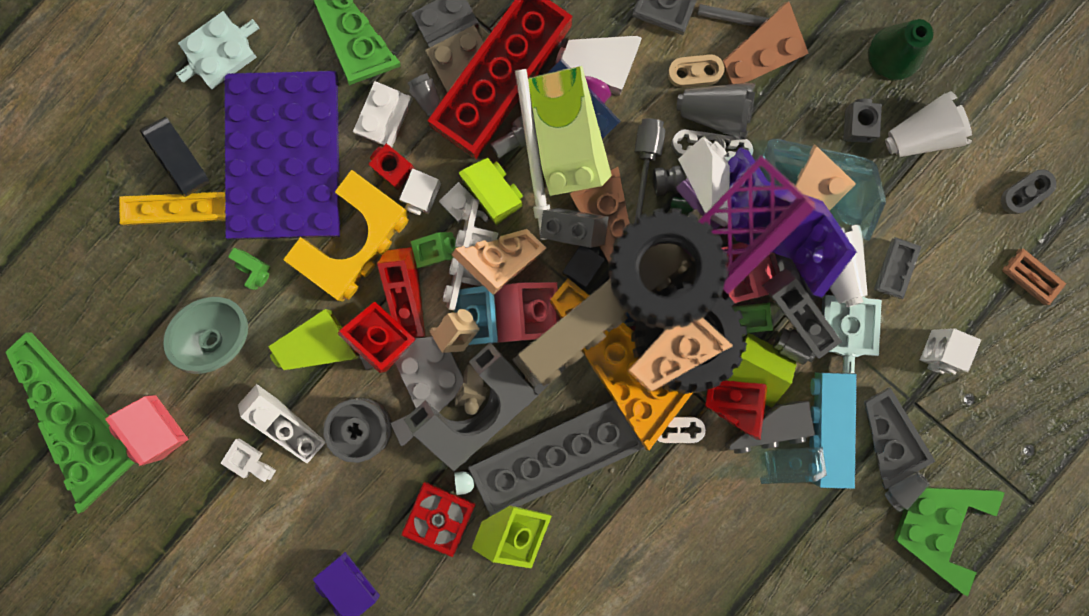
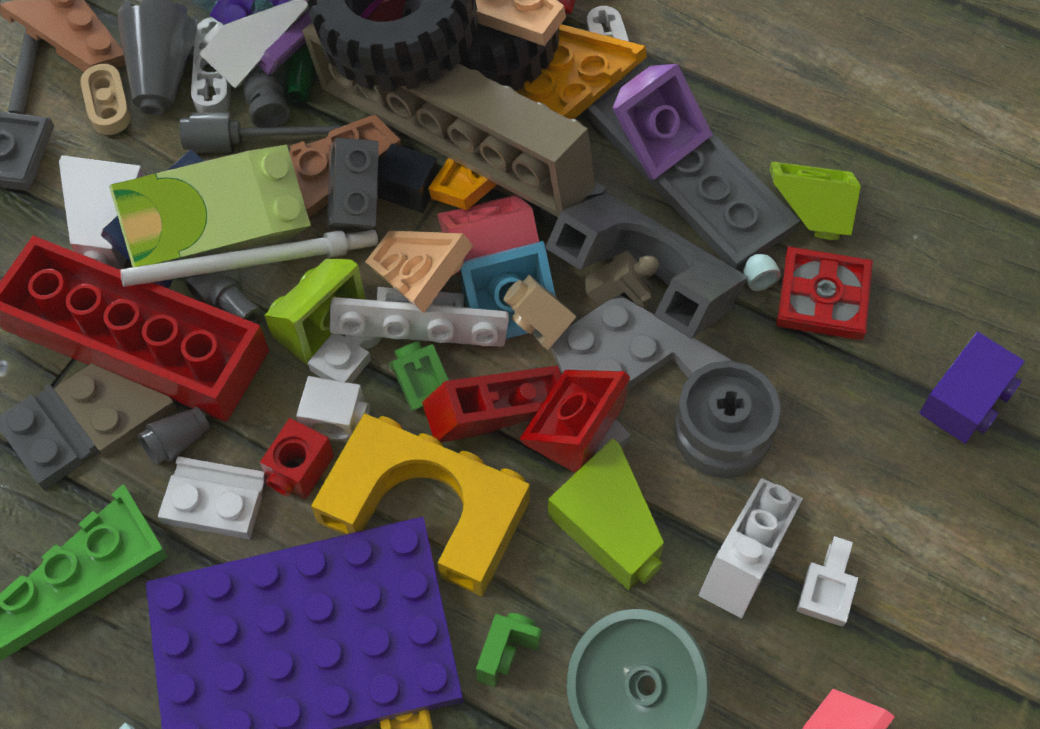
camera: 100 degrees left, 25 degrees down
(584, 442) = (660, 117): none -> medium lavender slope

